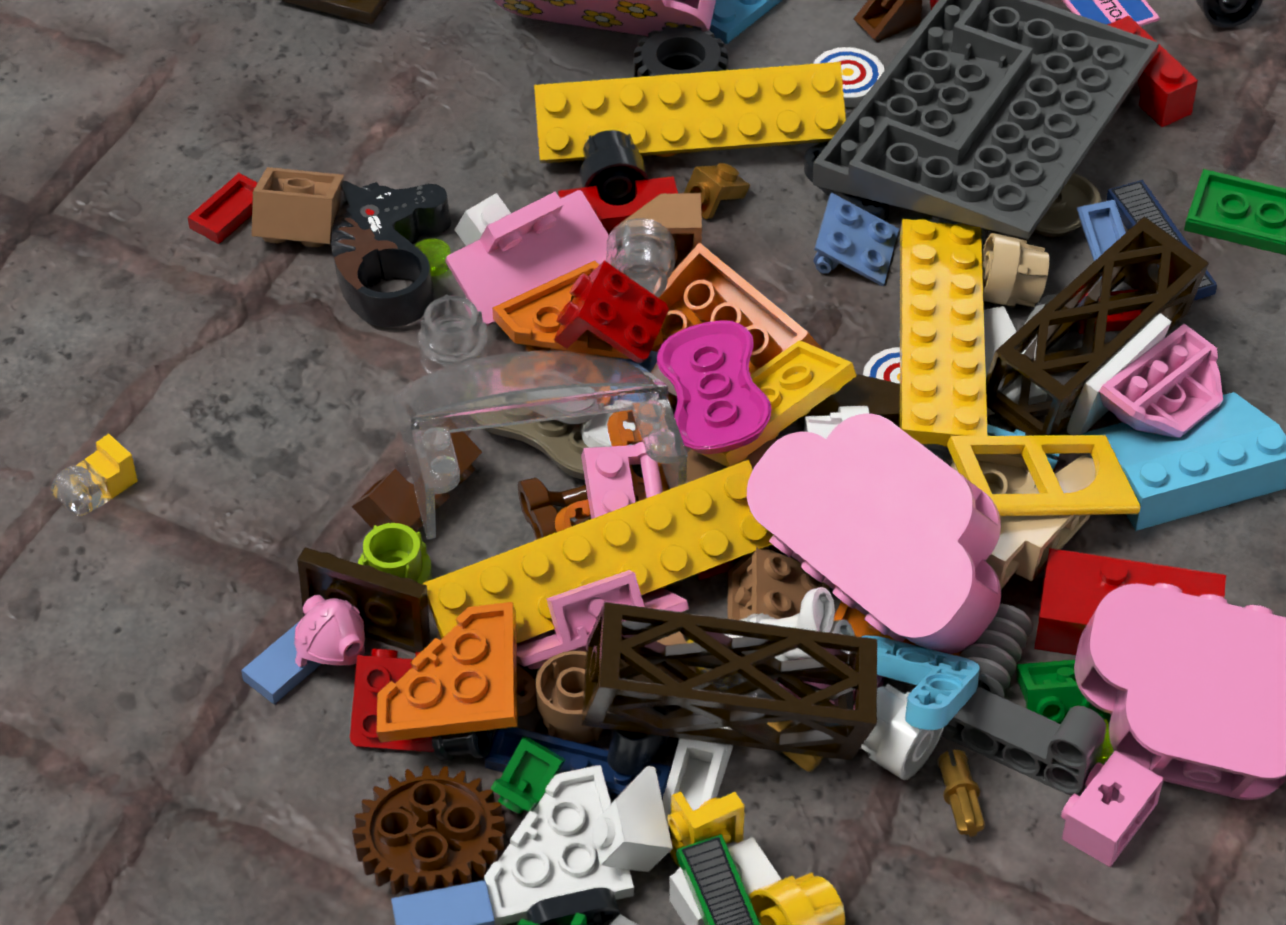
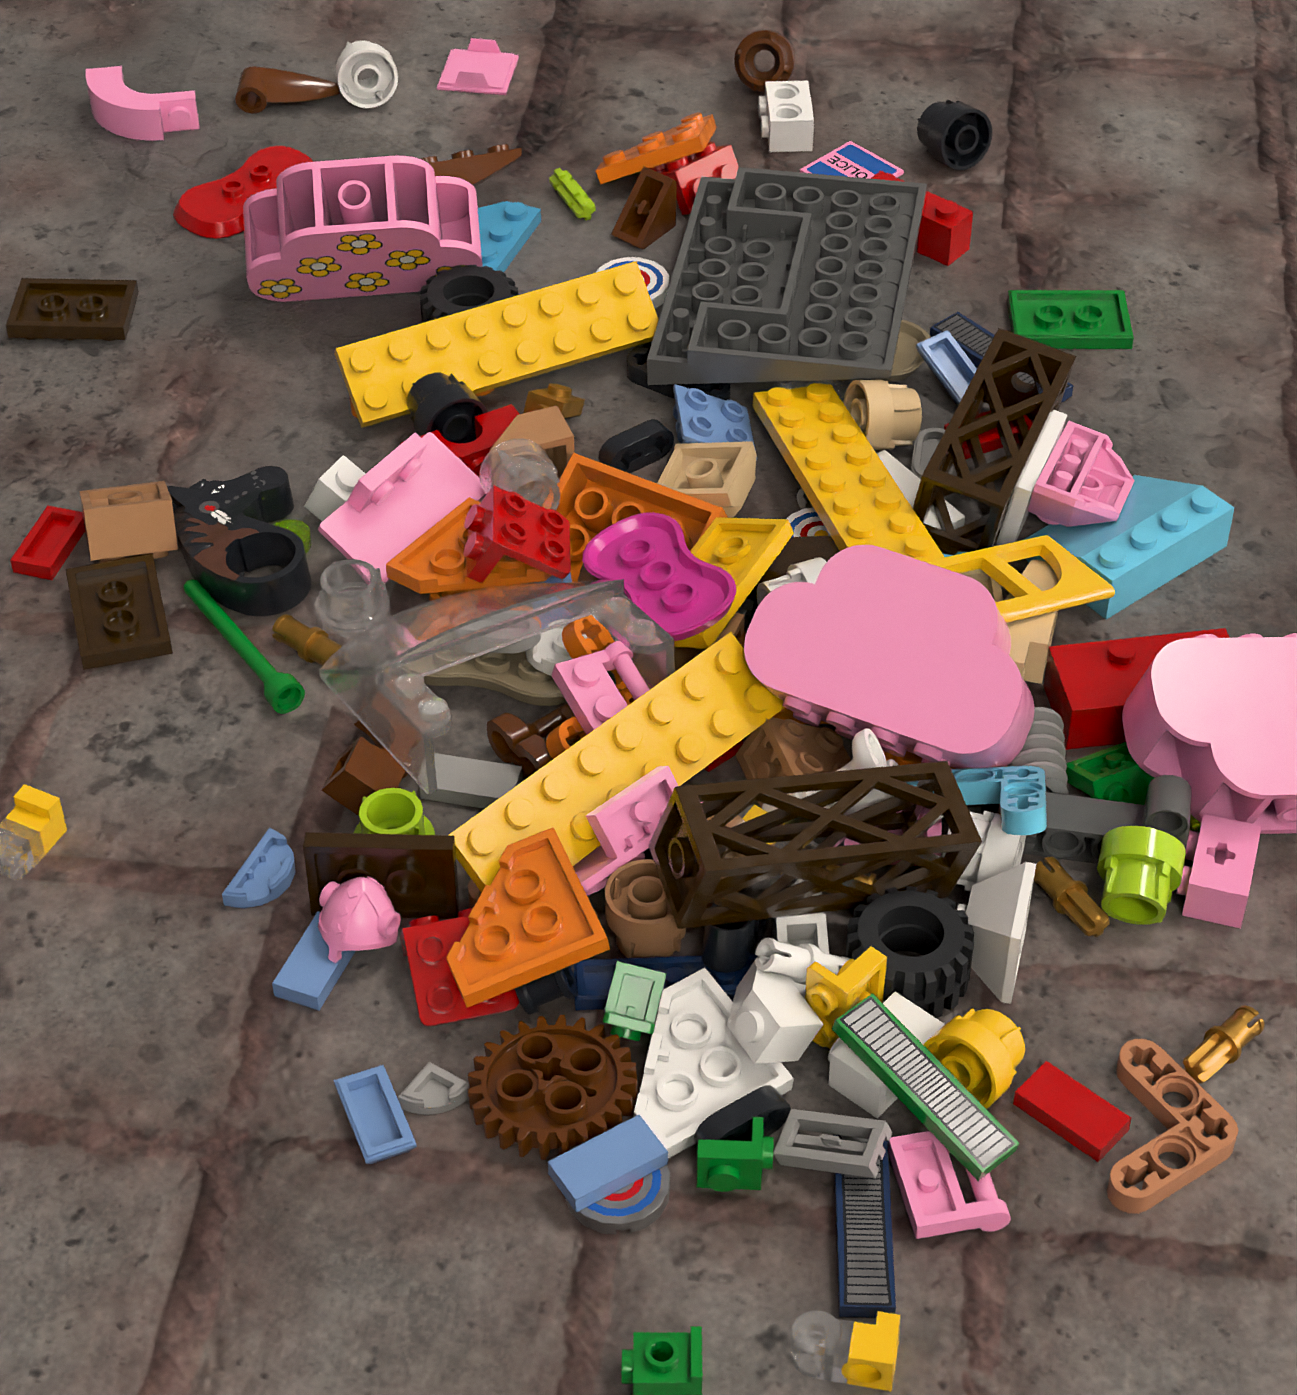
camera: 20 degrees left, 5 degrees down
(256, 290) = (118, 611): none -> dark brown plate
(276, 569) = (263, 874): none -> medium blue tile
(276, 811) = (375, 1114): none -> medium blue tile
(332, 805) = (433, 1091): none -> light grey tile
(361, 401) = (280, 688): none -> green piece
(405, 363) = (310, 643): none -> pearl gold pin
(483, 529) = (472, 781): none -> light grey tile
(668, 782) = (794, 960): none -> white pin
(773, 246) = (637, 446): none -> black beam
(794, 774) = (919, 925): none -> black tyre
(824, 294) = (713, 472): none -> tan slope
(877, 804) = (999, 921): none -> white slope
(1028, 791) = (1139, 873): none -> lime piece

